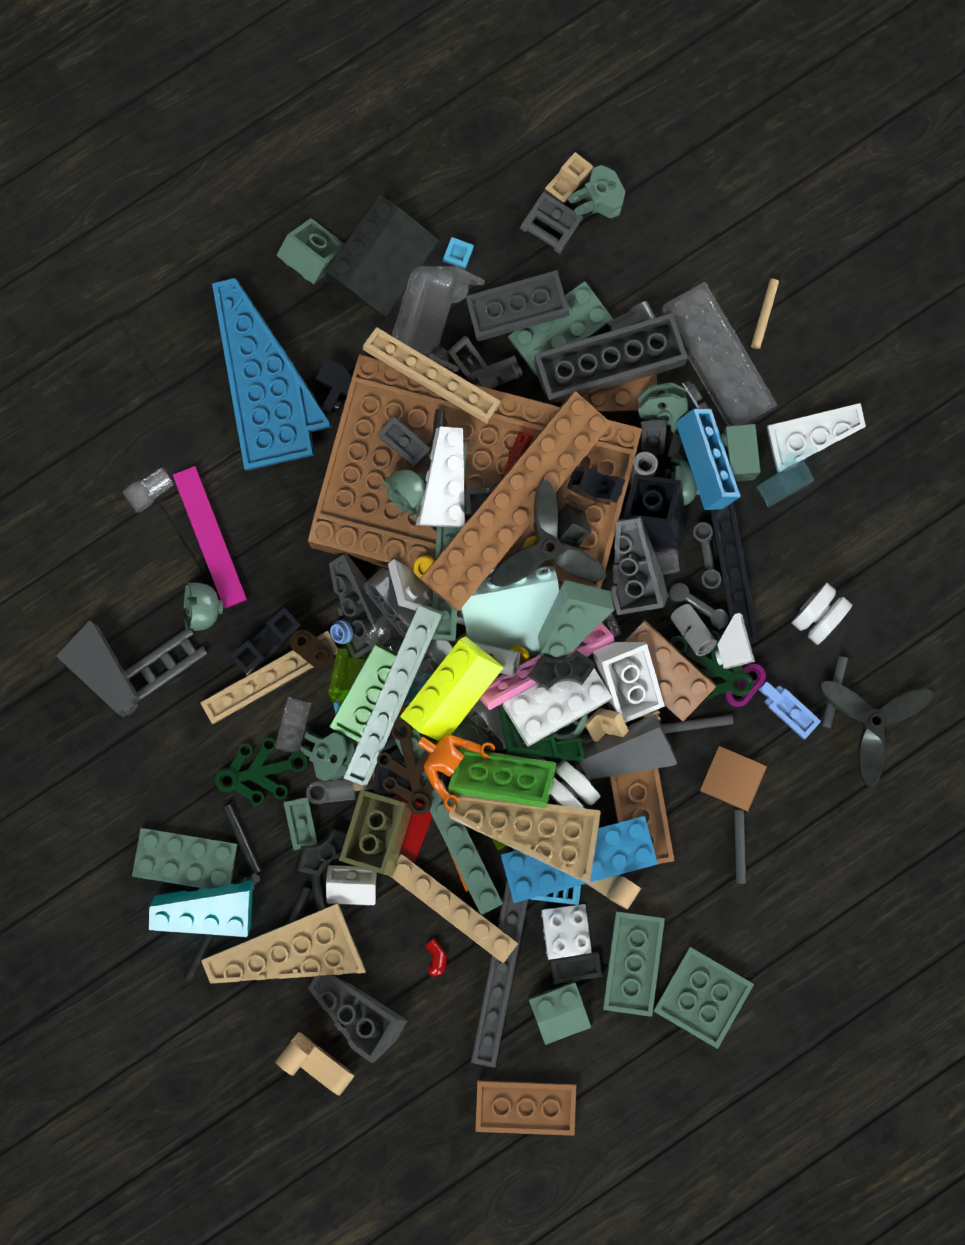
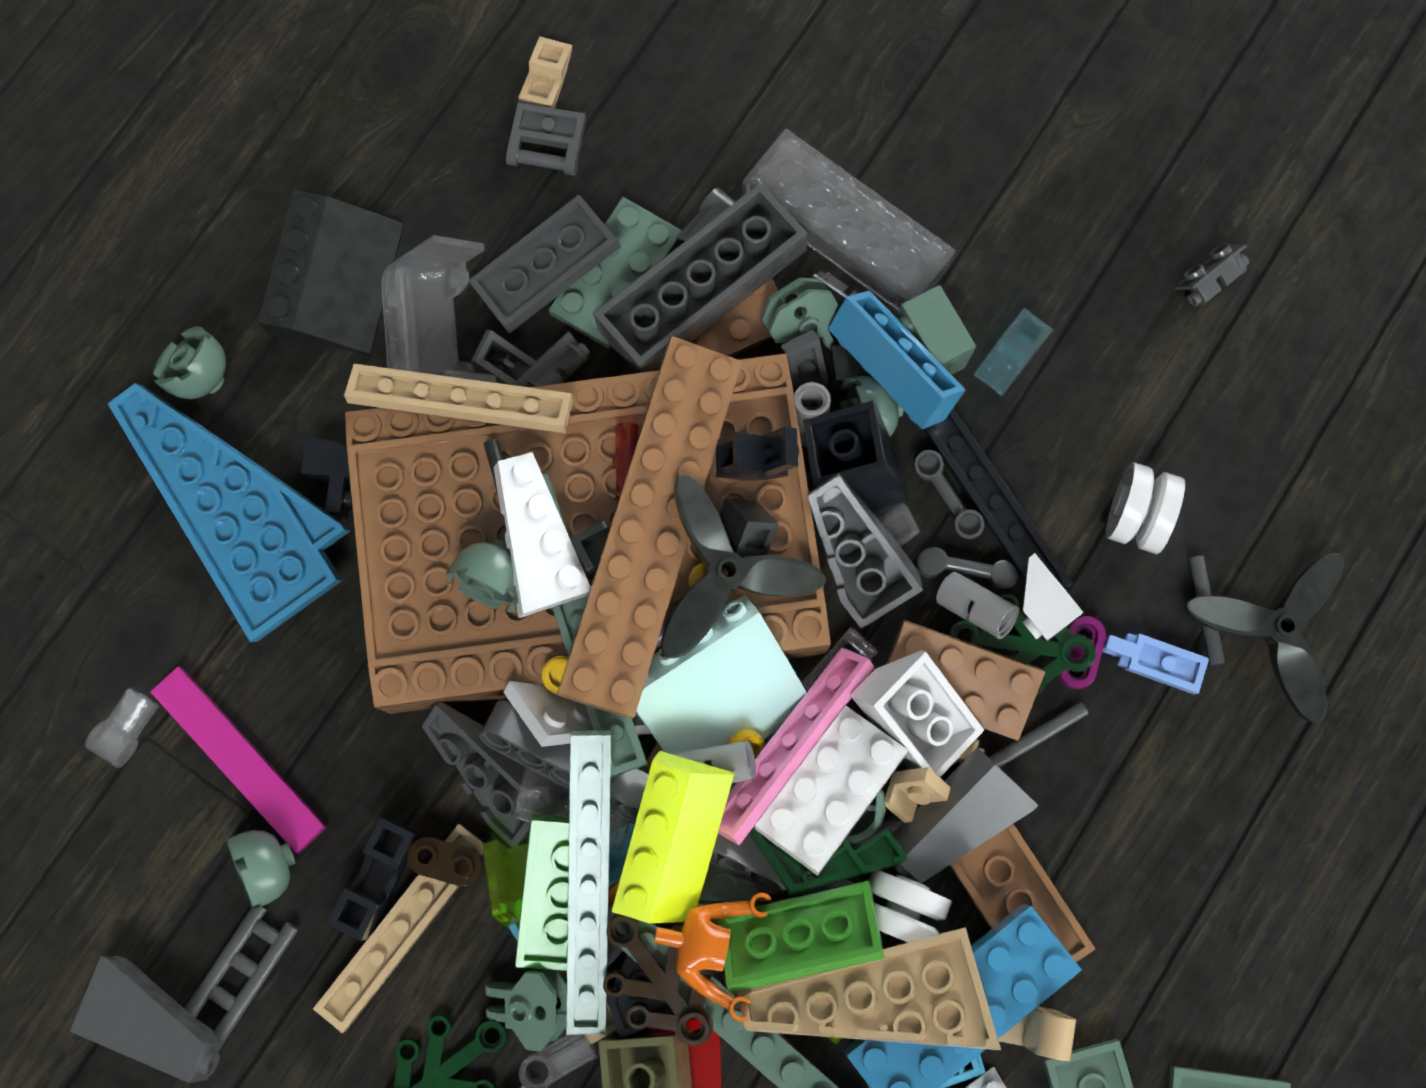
camera: 15 degrees left, 5 degrees down
(273, 281) = (192, 366): none -> sand green cylinder
(293, 725) = (463, 983): clear slope -> none
(310, 250) = (226, 304): sand green slope -> none
(341, 632) = (479, 817): light blue plate -> none
(404, 442) = (456, 507): dark grey plate -> none
(458, 253) = (434, 222): medium azure plate -> none
(552, 671) = (805, 749): pearl dark grey tile -> none
(573, 617) = (804, 659): sand green wedge -> none
(603, 194) = (595, 74): sand green hinge -> none
(733, 778) = (1124, 792): medium nougat slope -> none
(740, 847) = (1176, 886): dark grey bar -> none
(765, 313) = (882, 144): tan bar -> none
(806, 435) = (1008, 281): white wing -> none
(945, 482) = (1201, 279): none -> dark grey hinge

